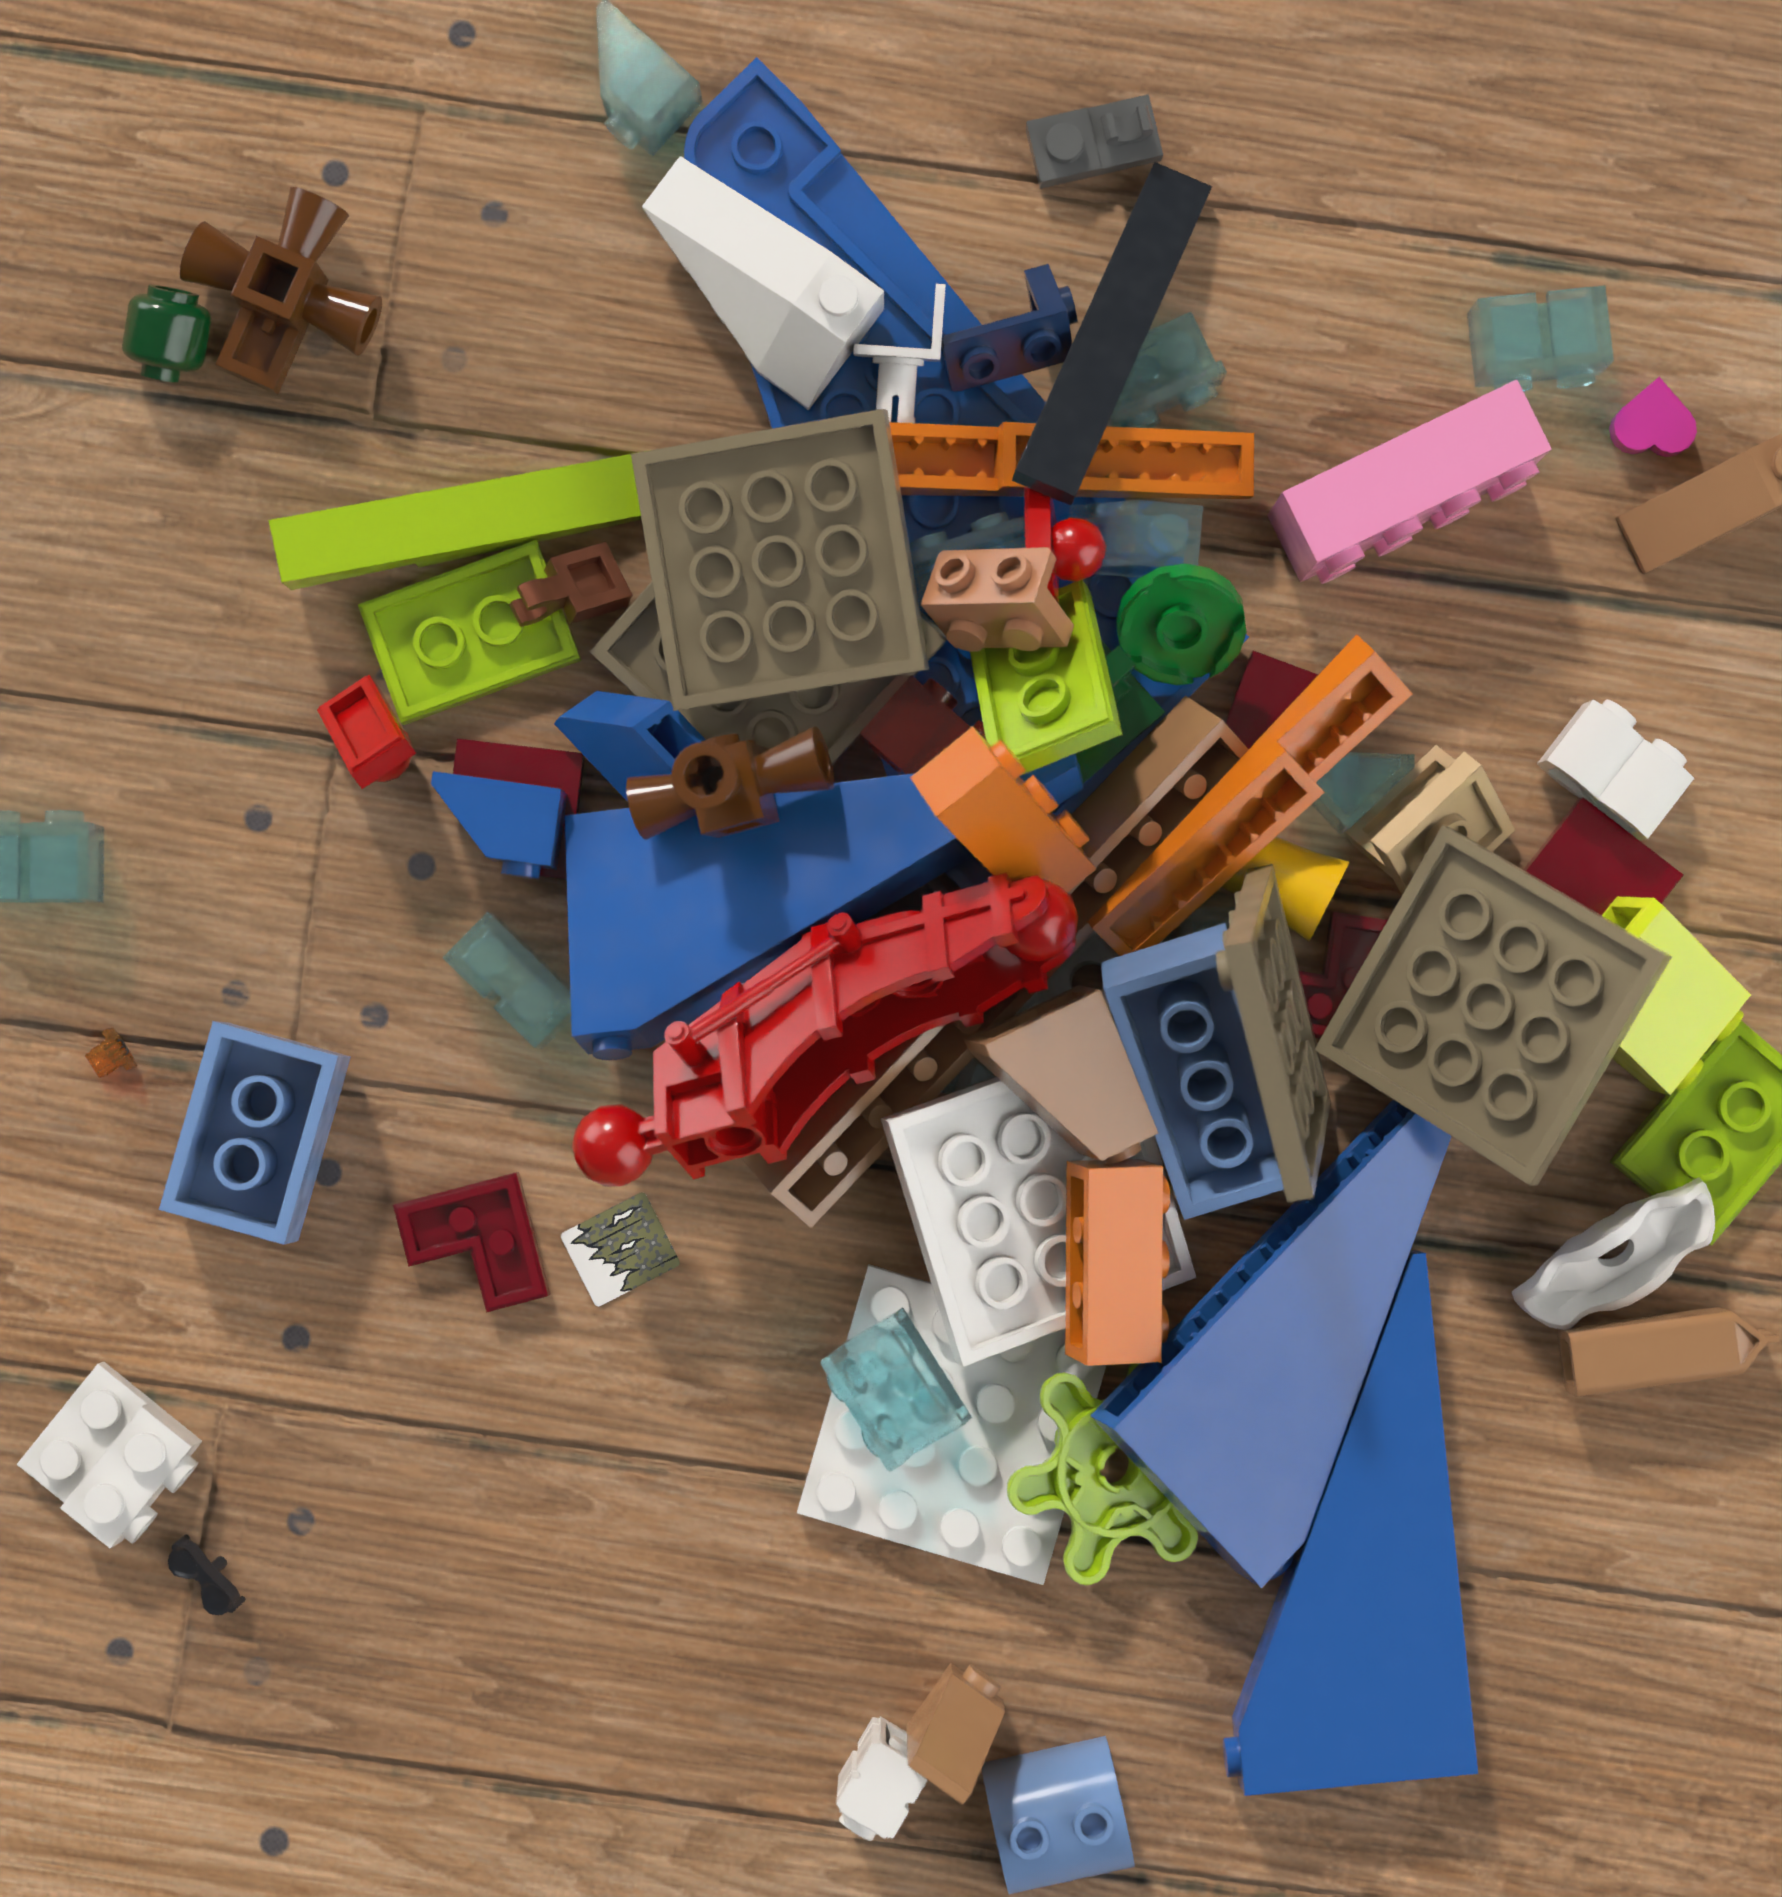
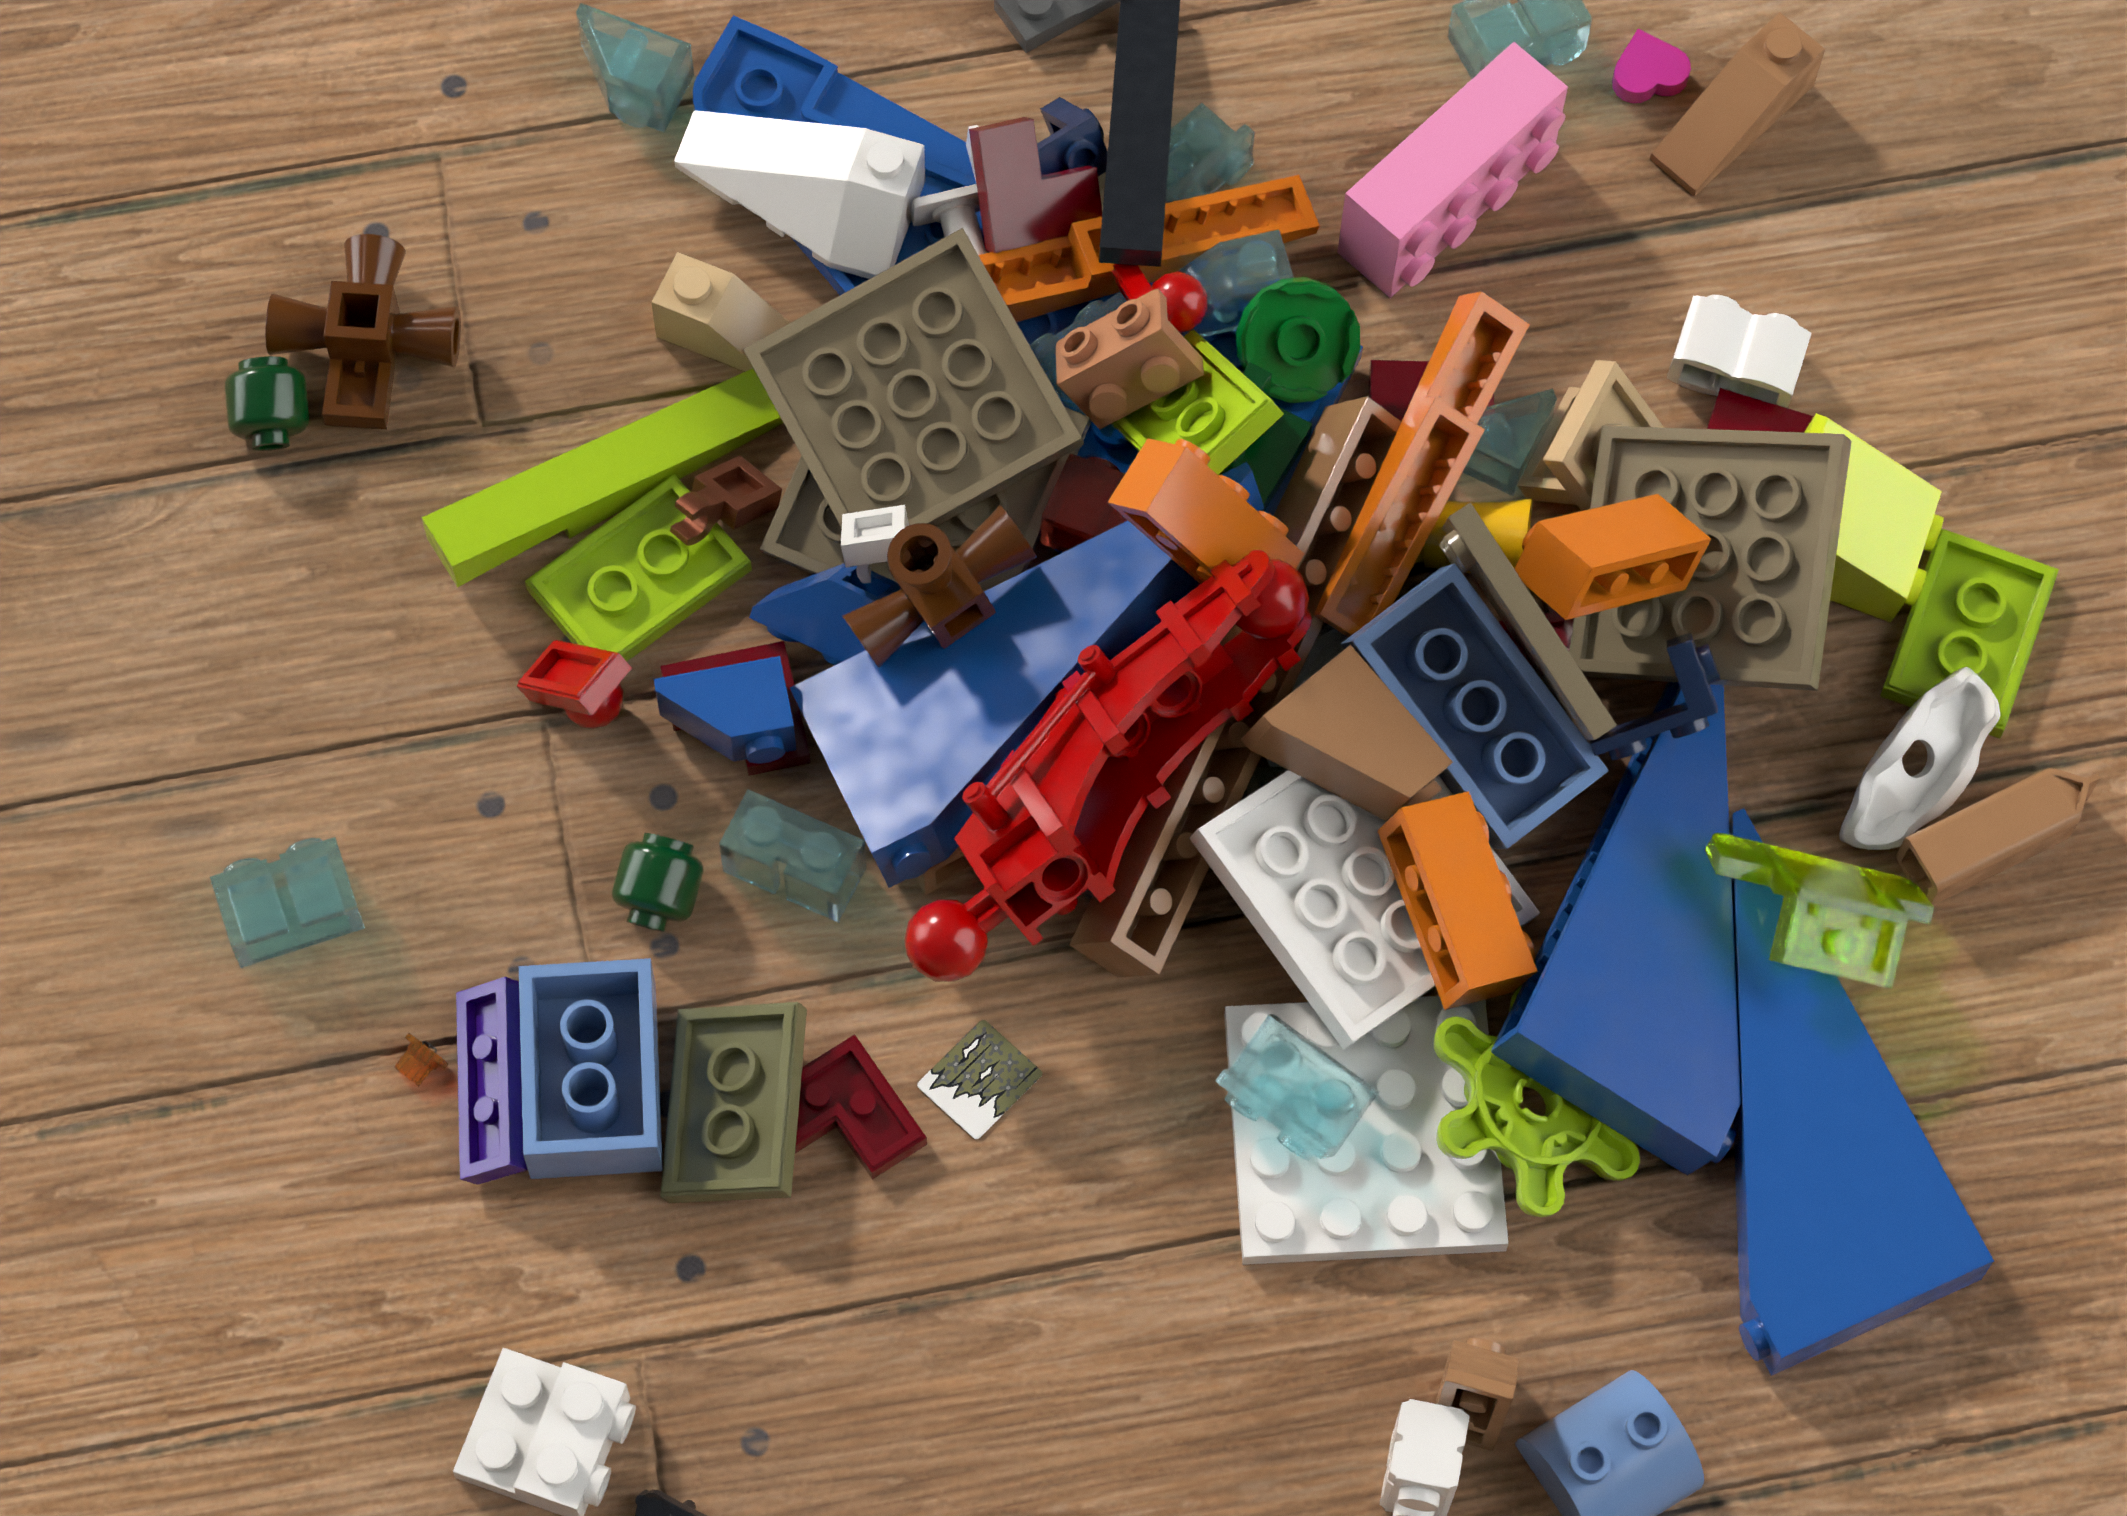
camera: 20 degrees left, 20 degrees down
(161, 1104) = (489, 1081): none -> plate
(381, 961) = (657, 881): none -> dark green head
(381, 1205) = (734, 1103): none -> olive tile
(633, 387) = (711, 312): none -> tan slope
(689, 702) = (868, 537): none -> white tile
(959, 379) = (1015, 199): none -> tile
(1384, 995) = (1610, 556): none -> orange brick
(1388, 1158) = (1695, 673): none -> dark blue bracket
(1473, 1384) = (1832, 912): none -> clear neon green plate

